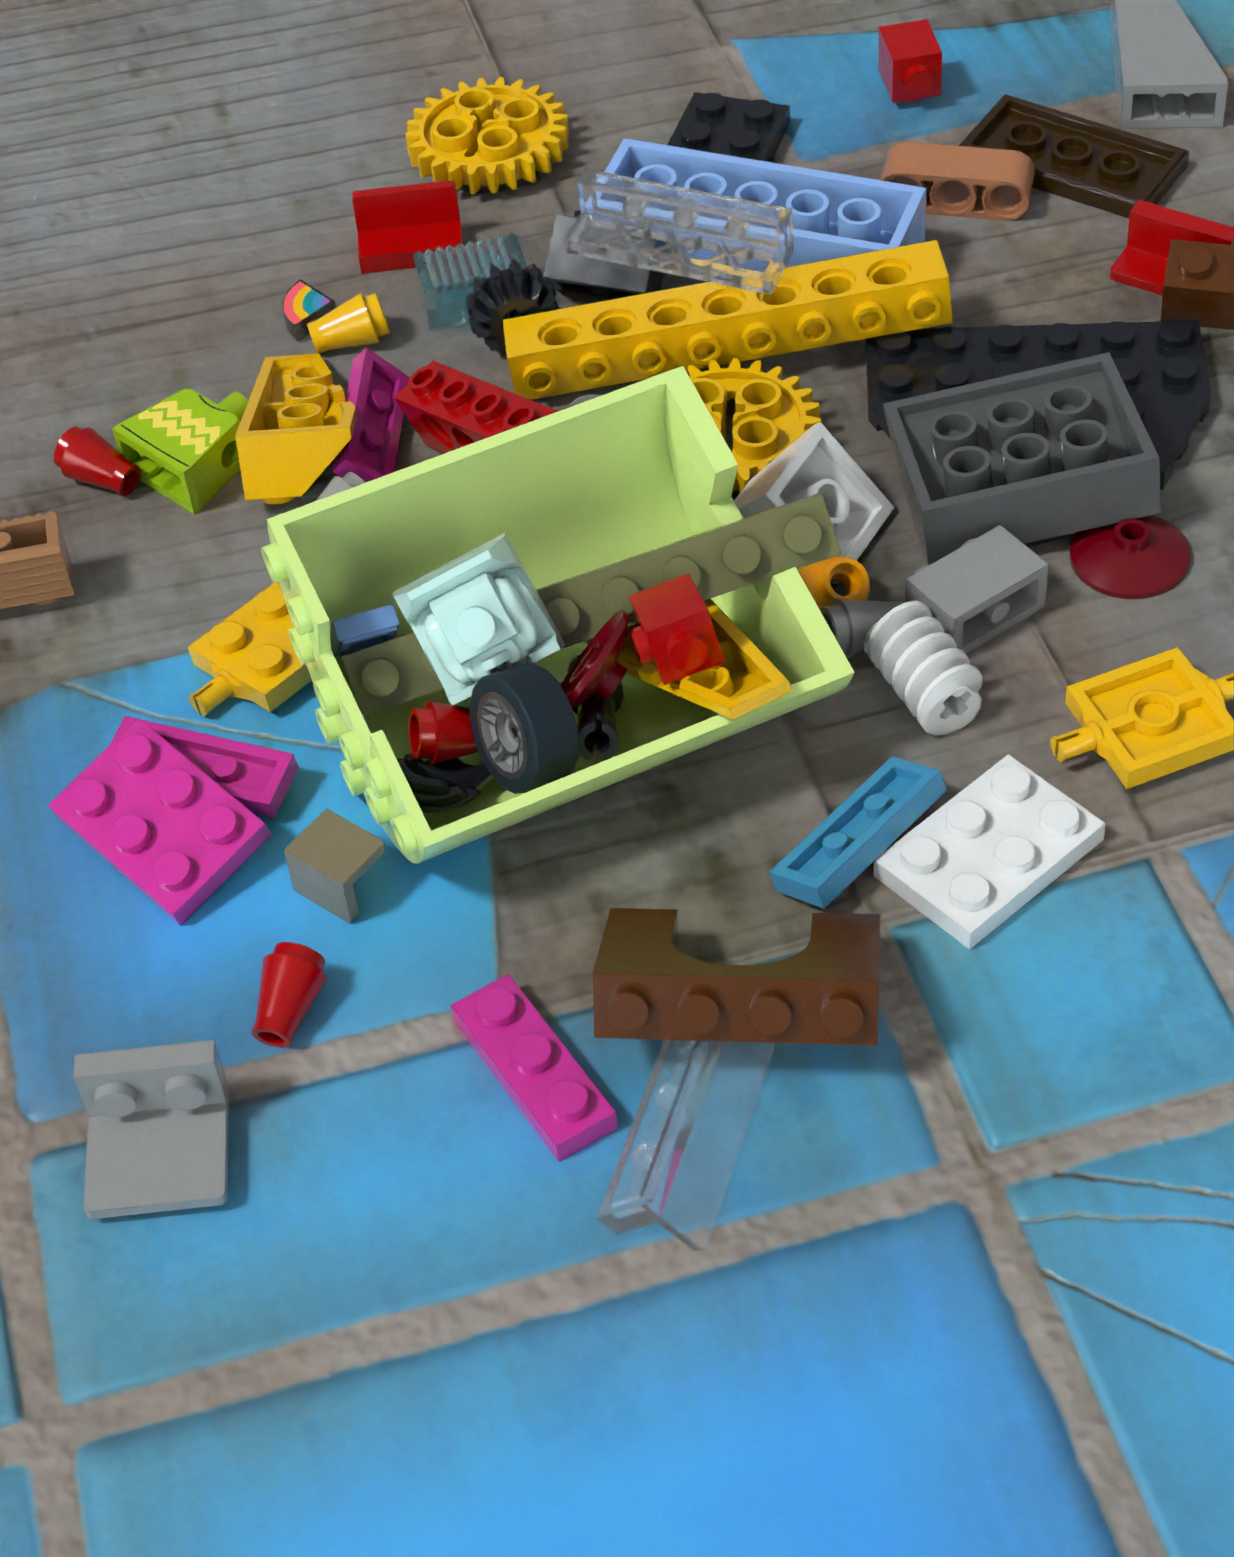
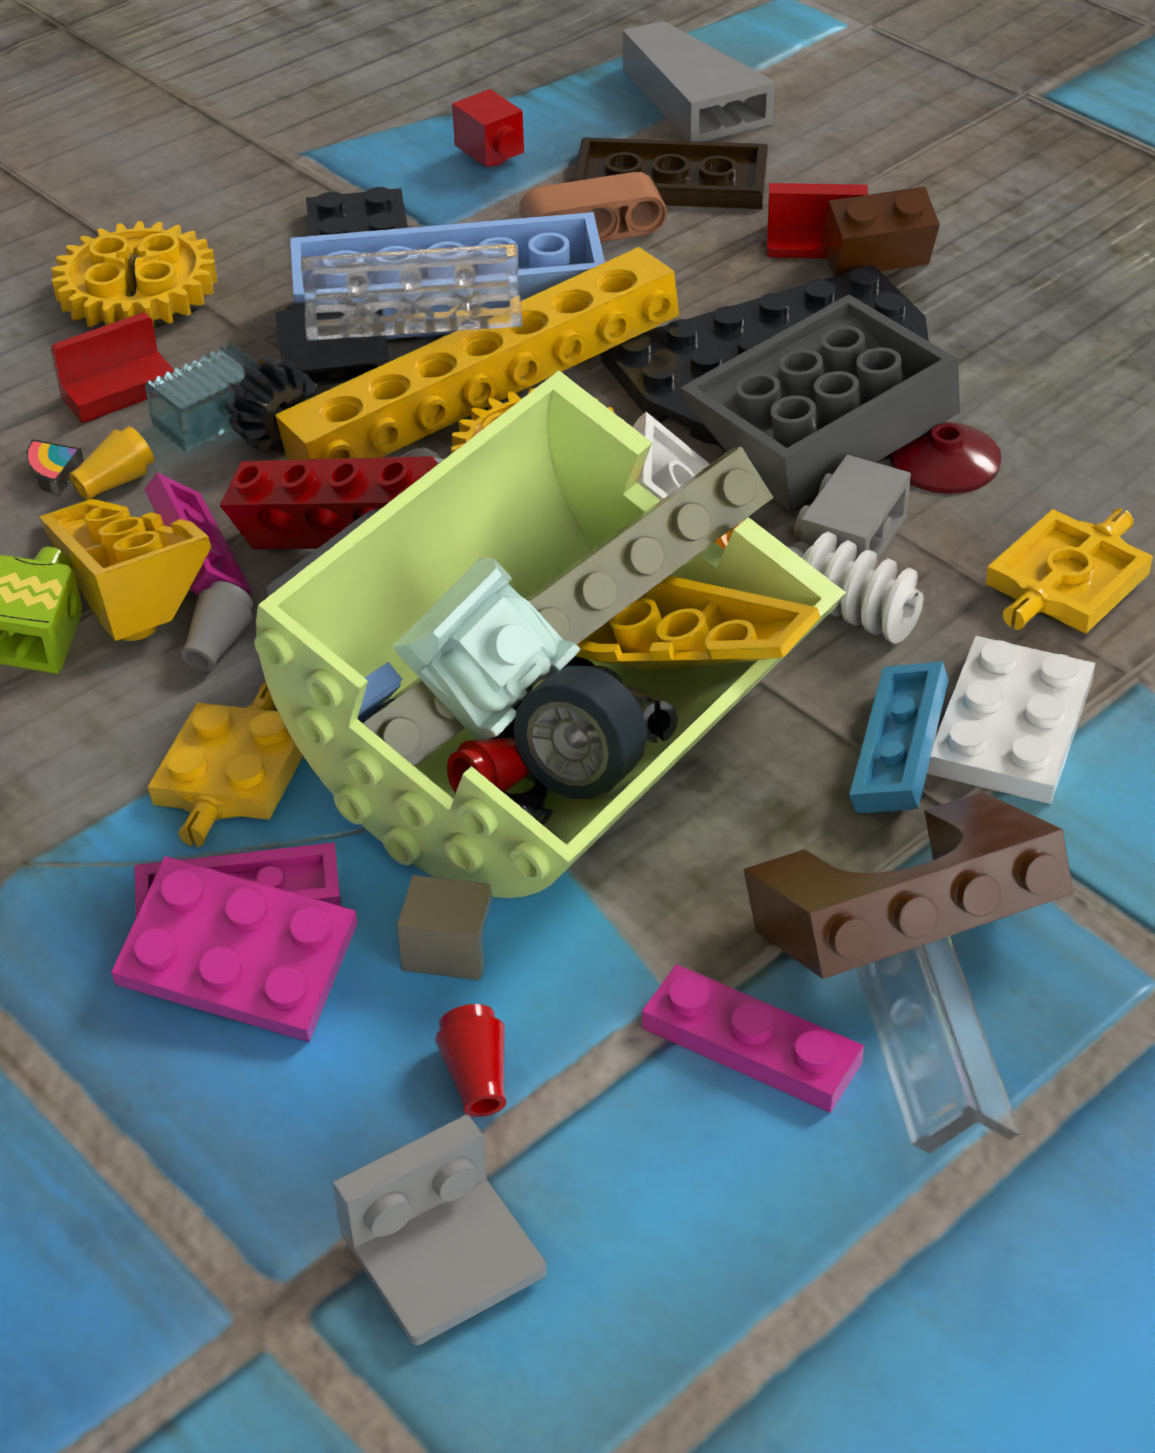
camera: 30 degrees left, 5 degrees down
(597, 665) = (617, 641): dark red dish -> none
(674, 630) = (678, 599): red brick -> none

